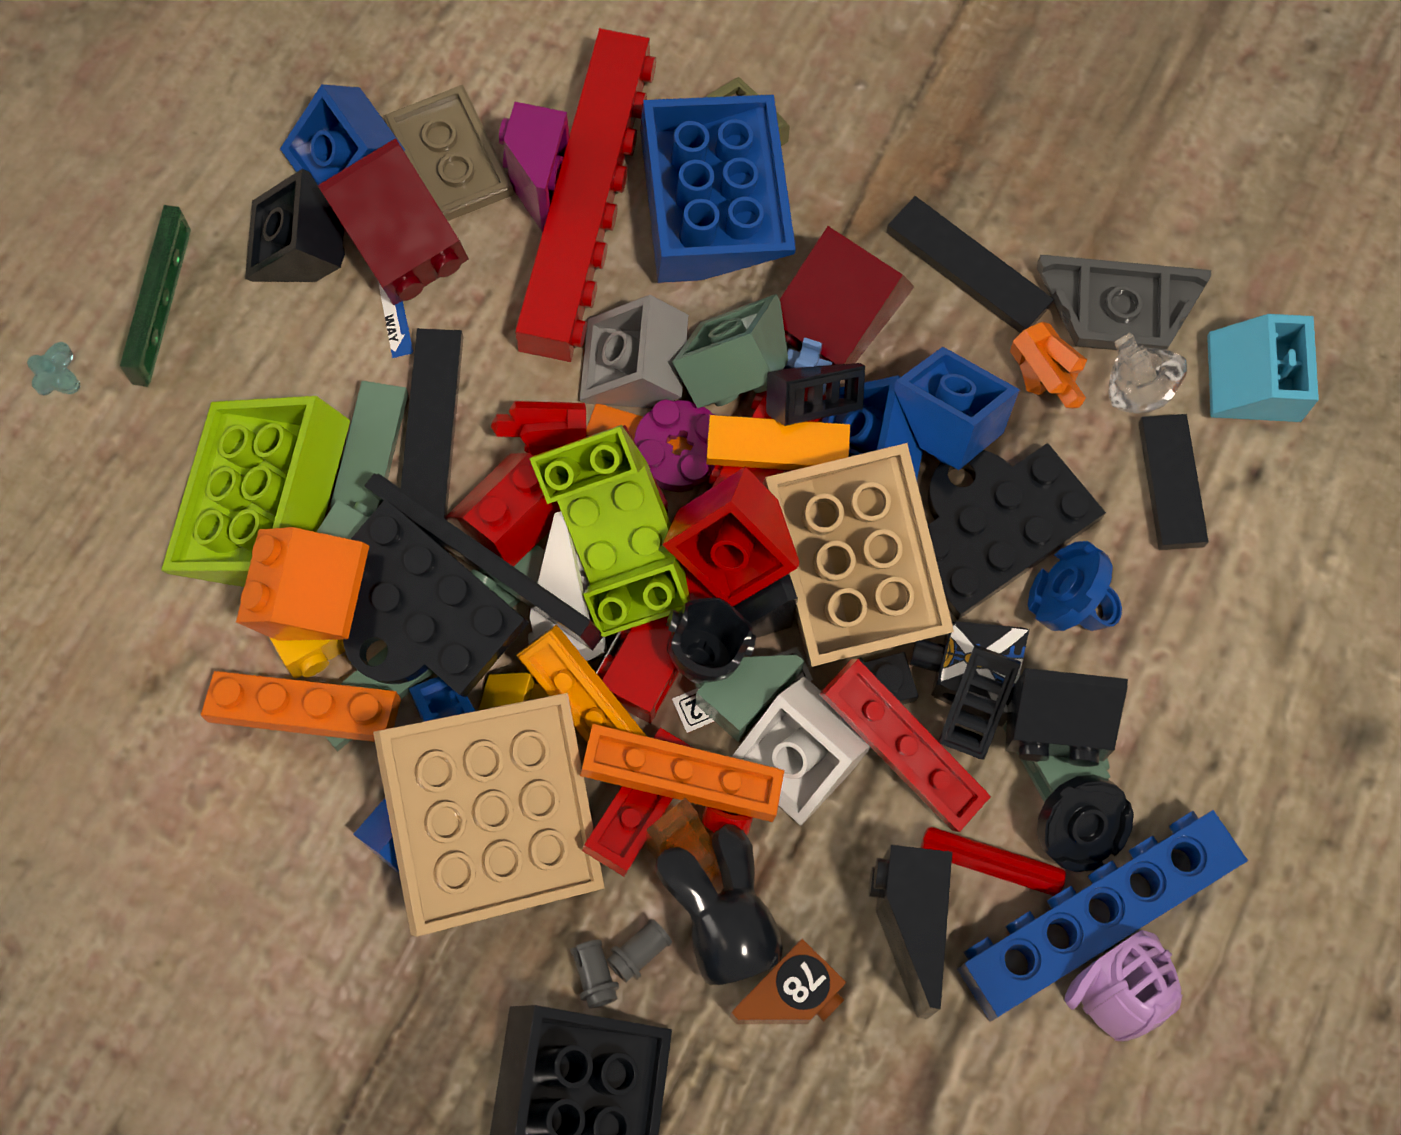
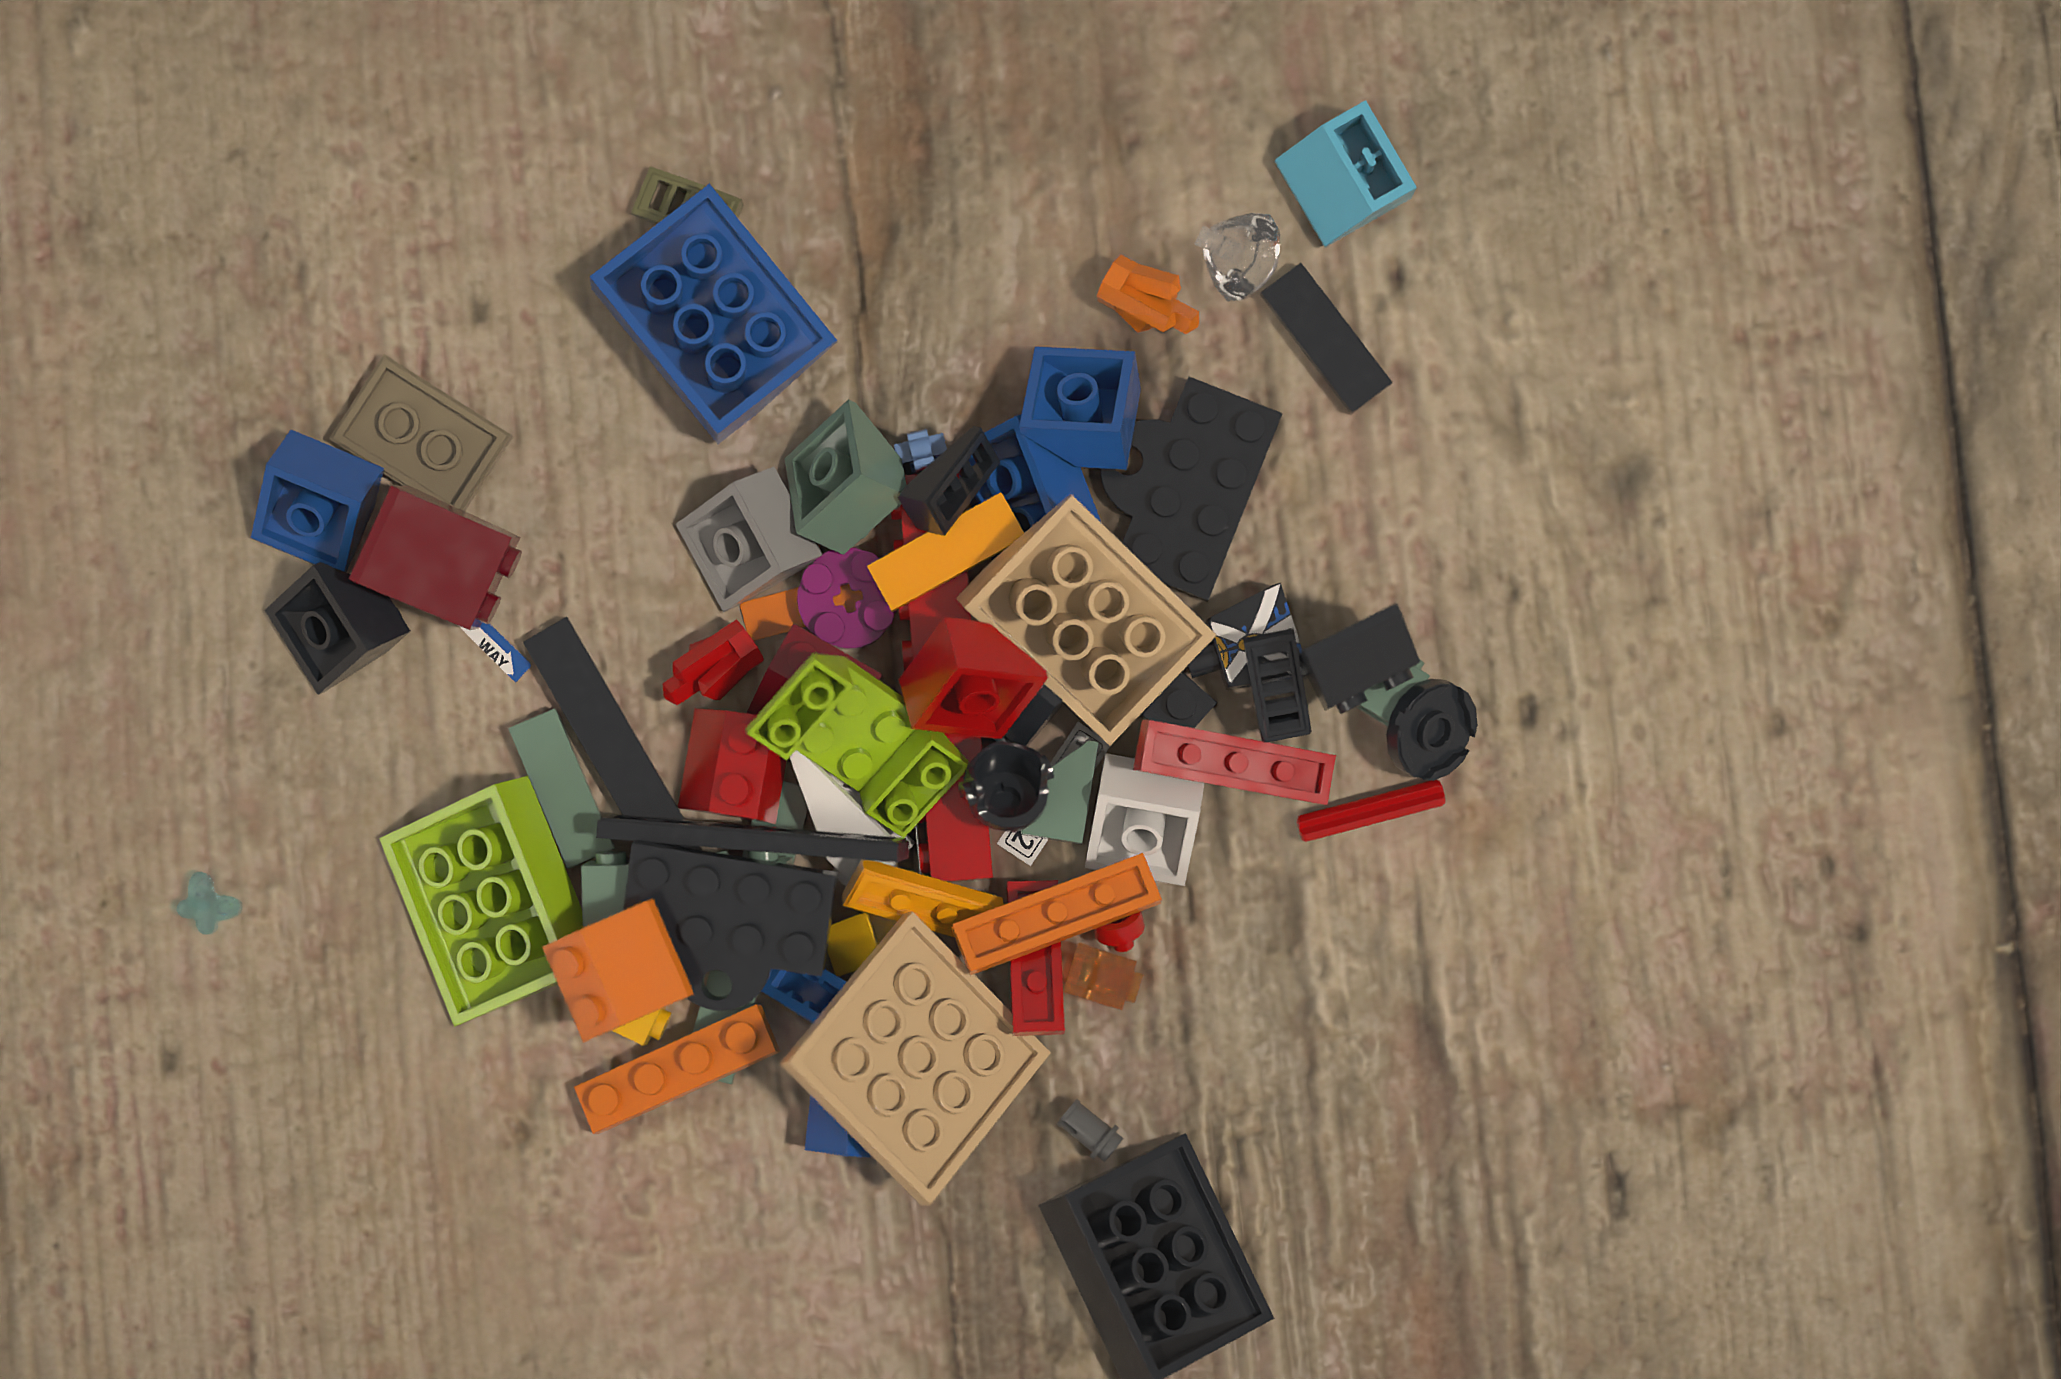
camera: 30 degrees left, 15 degrees up
(155, 297) = (253, 771): clear green tile -> none
(534, 154) = (523, 401): magenta slope -> none
(584, 197) = (587, 395): red brick -> none
(638, 951) = (1115, 1087): dark grey pin -> none
(732, 928) = (1186, 1021): black piece -> none
(793, 991) = (1269, 1037): dark orange slope -> none
(841, 298) = (909, 355): dark red slope -> none
(913, 912) = (1331, 906): black slope -> none
(969, 265) = (1004, 231): black tile -> none
(1075, 589) = (1297, 515): blue tile -> none
(1112, 298) = (1175, 180): dark grey wing -> none
(1129, 988) = (1549, 852): lavender piece -> none
(1211, 857) = (1560, 689): blue brick -> none

